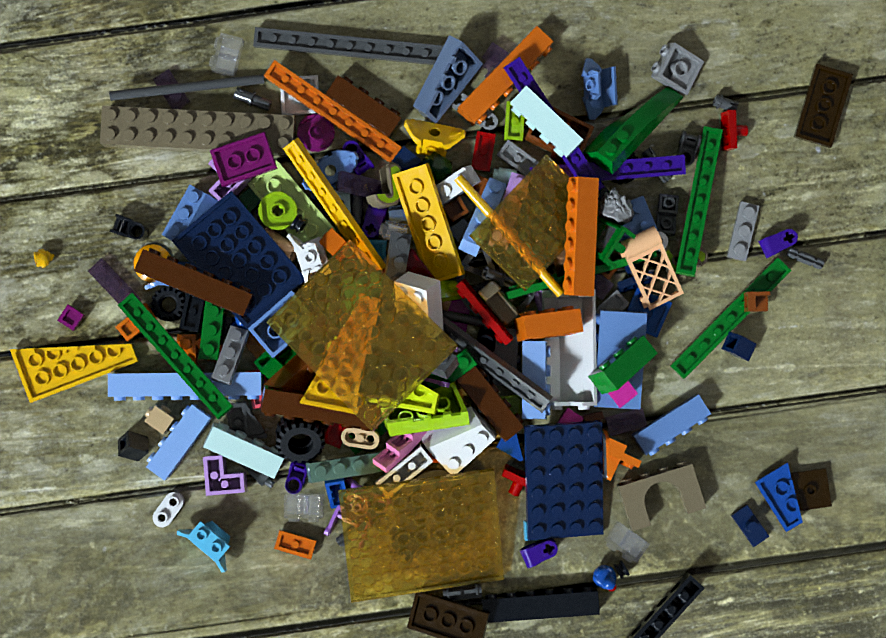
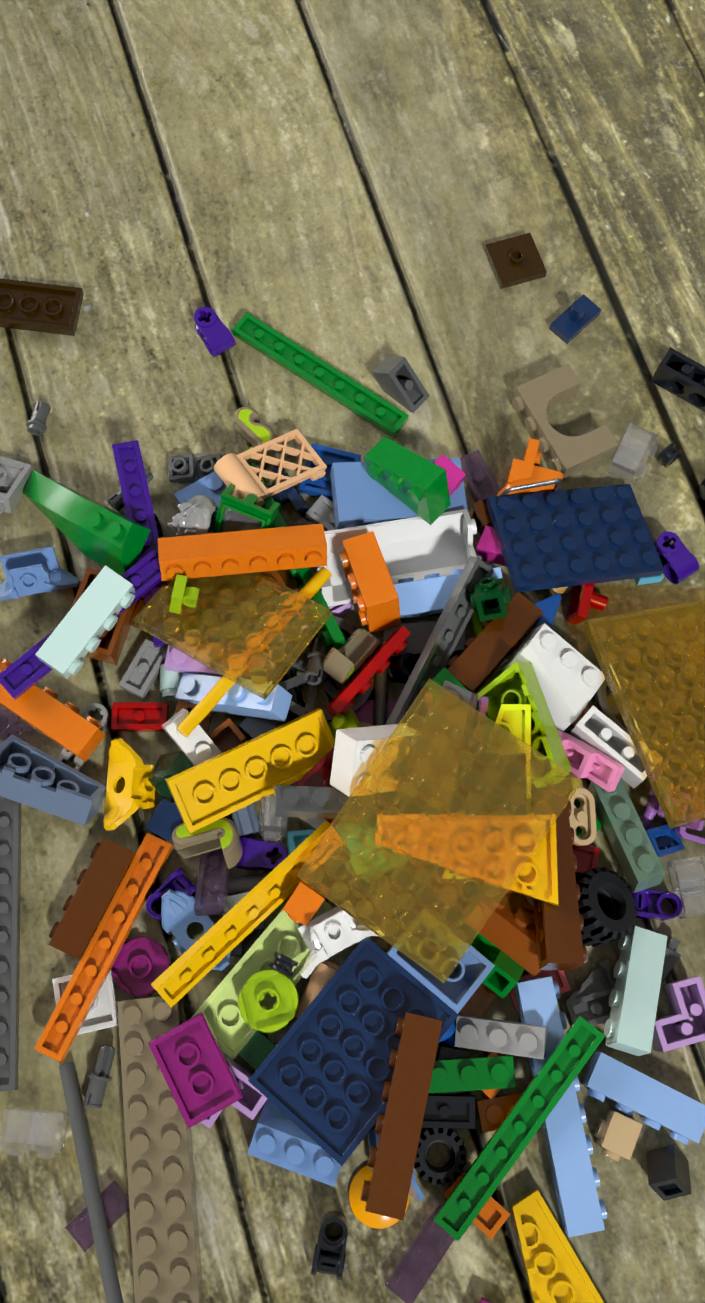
camera: 100 degrees left, 15 degrees down
(513, 125) = (93, 681): lime plate -> none
(517, 404) = (491, 599): none -> dark green brick
(554, 190) = (182, 594): none -> lime tile
(605, 577) = (686, 470): blue animal -> none
(672, 423) = (470, 422): medium blue brick -> none
(688, 146) = (99, 454): dark grey piece -> none
(699, 201) = (173, 426): green plate -> none
(712, 378) = (400, 382): none -> dark grey slope
(731, 130) = (73, 406): red tile -> none
(739, 346) = (354, 356): dark blue brick -> none
(742, 231) = (204, 377): light grey plate -> none
(756, 301) = (293, 344): dark orange panel -> none
(781, 496) = (530, 288): blue wing -> none
(805, 258) = (228, 300): dark grey axle -> none

